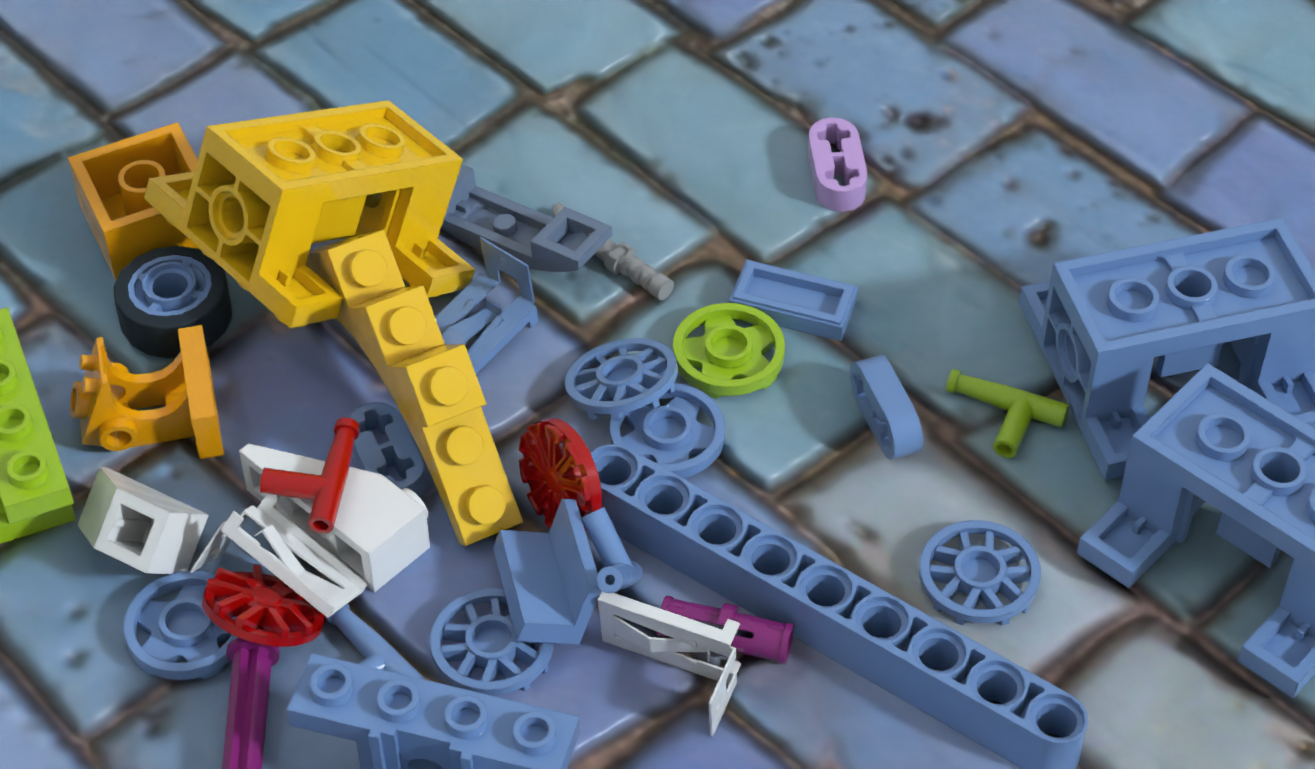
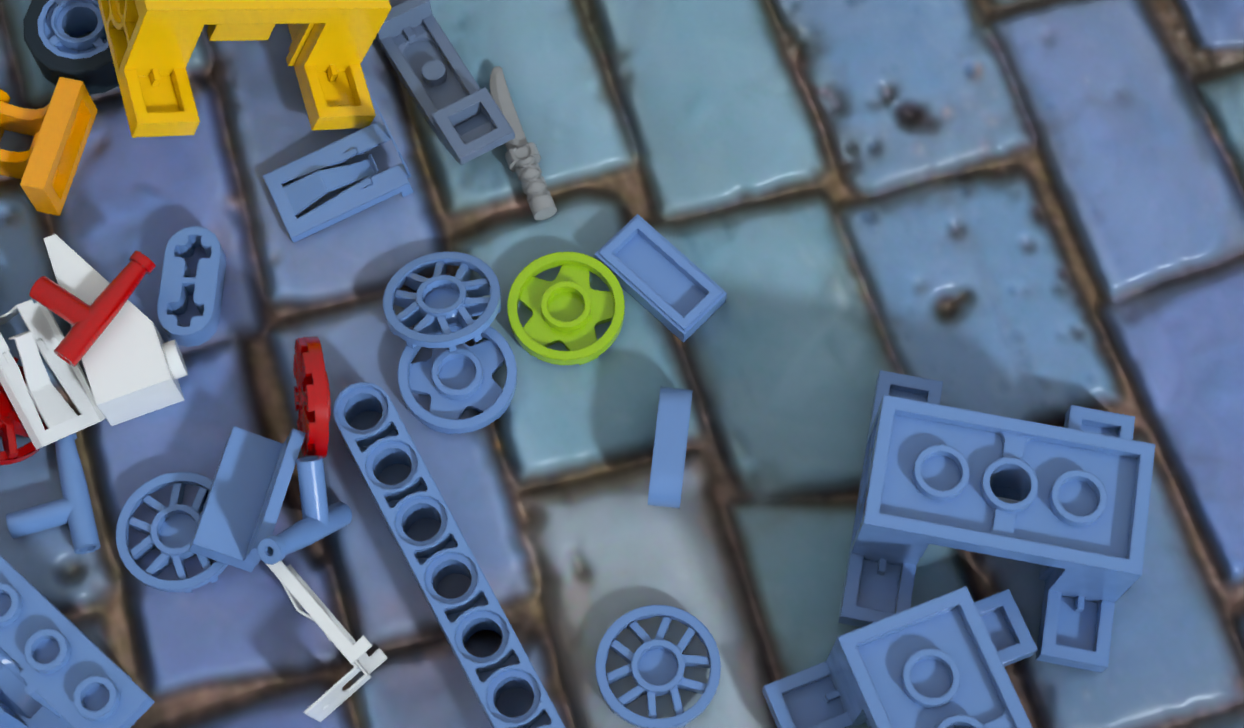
camera: 25 degrees right, 20 degrees up
(425, 377) = (227, 245): yellow arch -> none
(770, 638) = (386, 621): magenta pin -> none
(846, 163) = (780, 133): lavender beam -> none
(1020, 404) = (807, 502): lime piece -> none

